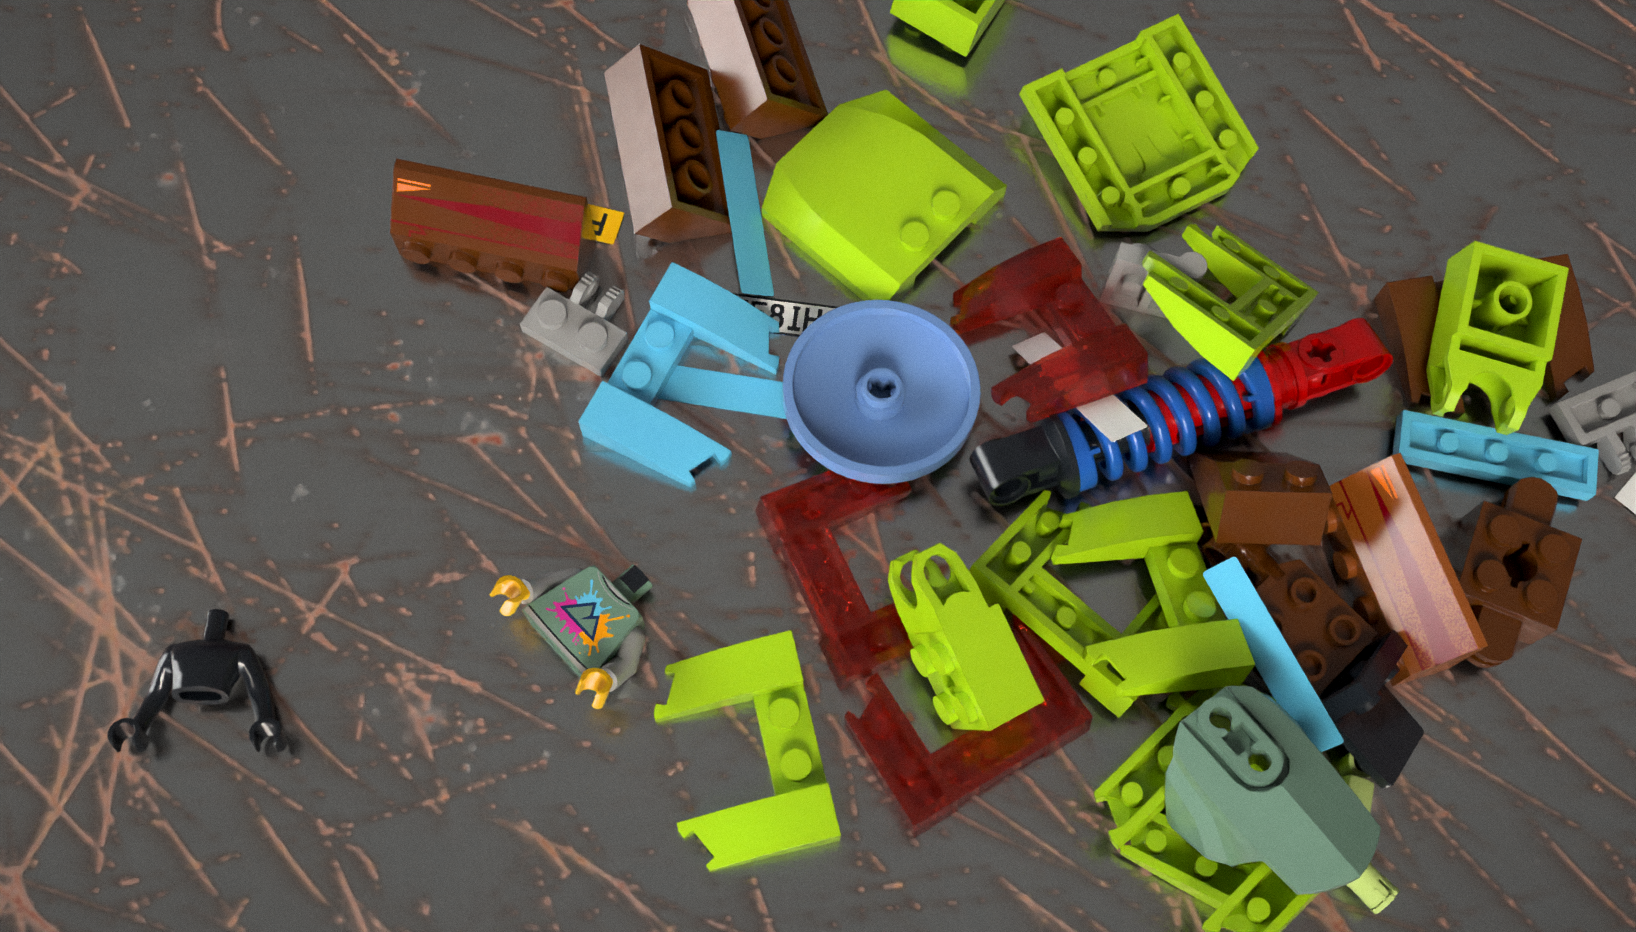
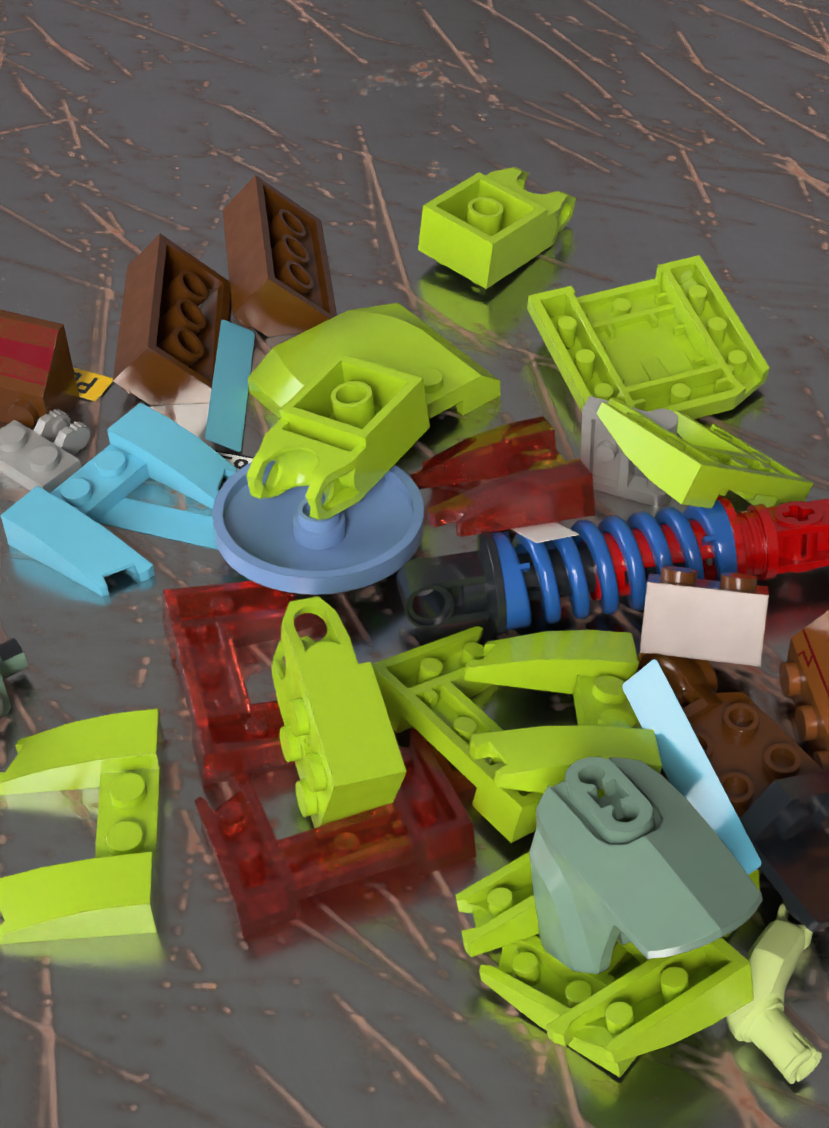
camera: 15 degrees right, 25 degrees down
(892, 304) = (341, 434): none -> lime brick

